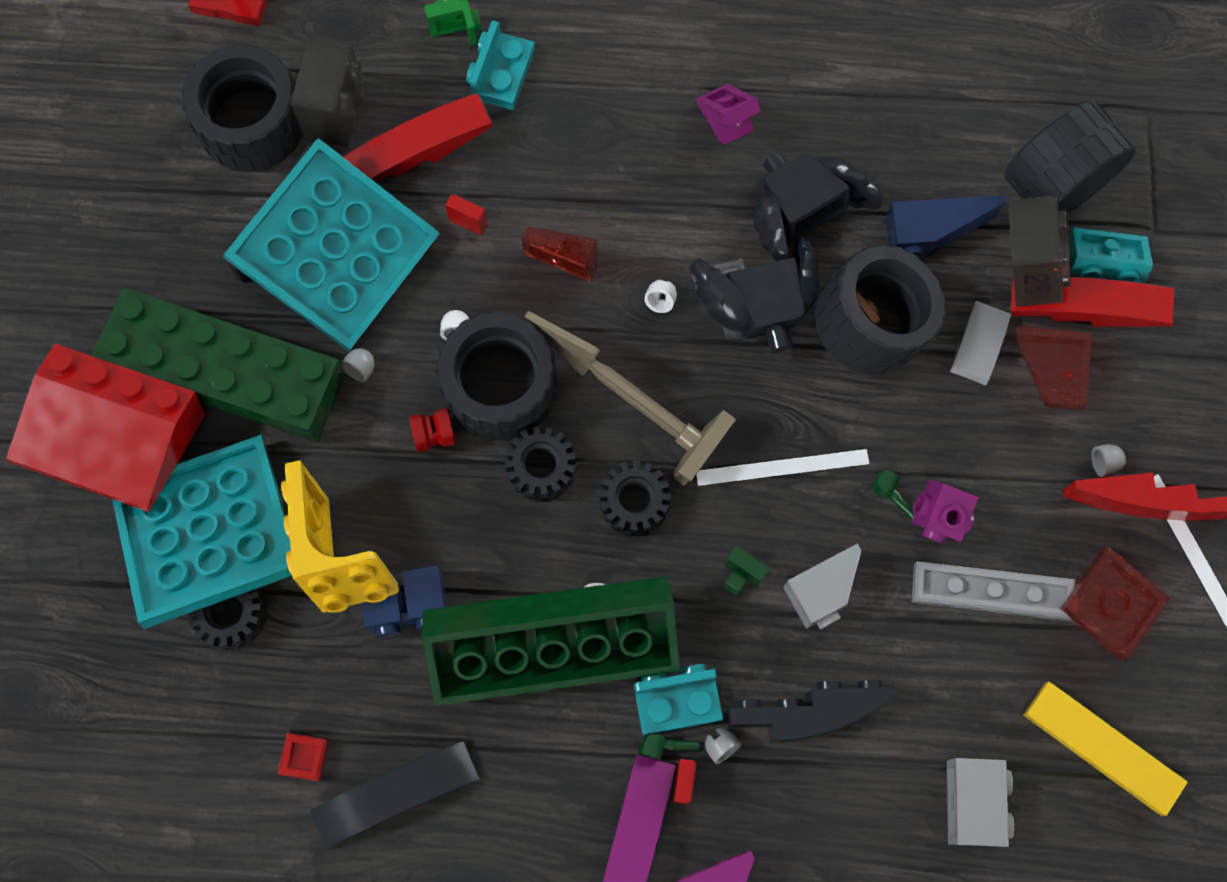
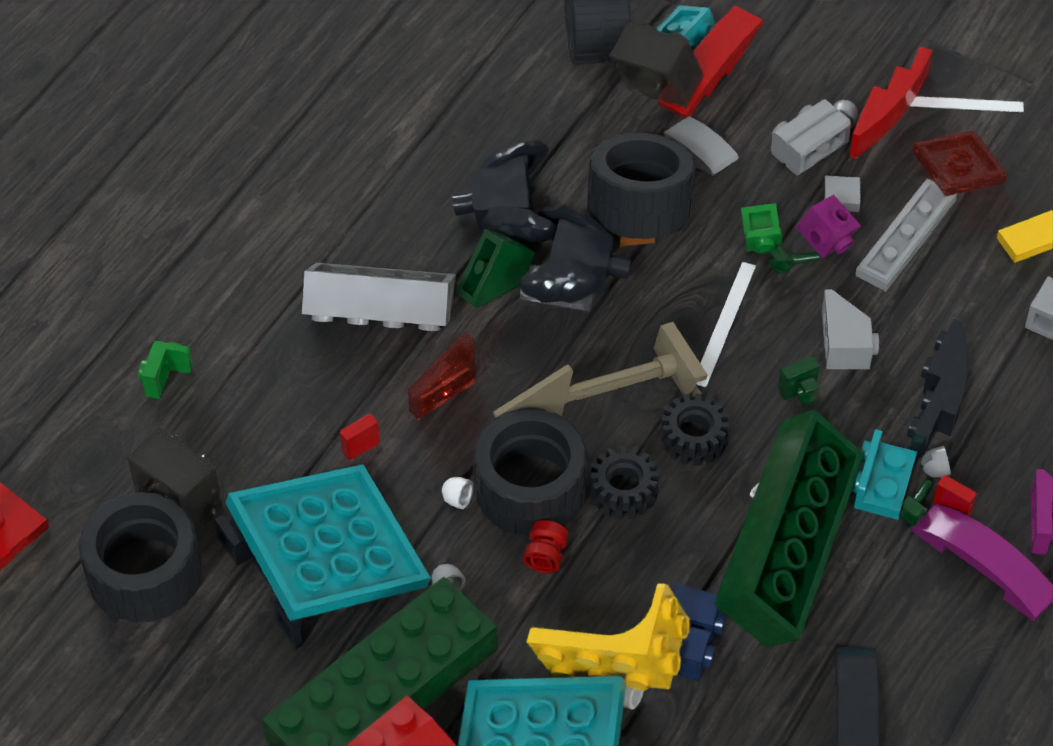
camera: 60 degrees left, 20 degrees down
(422, 139) = (265, 431): red slope -> none
(500, 67) = (232, 356): teal bracket -> none
(632, 148) = (378, 295): none -> light grey slope
(653, 294) = (530, 329): white hinge -> none
(714, 231) = (494, 268): none -> dark green slope
(729, 112) = (390, 212): magenta slope -> none
(909, 447) = (761, 228): none -> green bracket
(931, 224) = (580, 127): dark blue slope -> none
(1005, 504) = (845, 189): none -> light grey tile
(1055, 440) = (810, 136): none -> light grey brick
(1057, 364) = (748, 107): clear red wing -> none

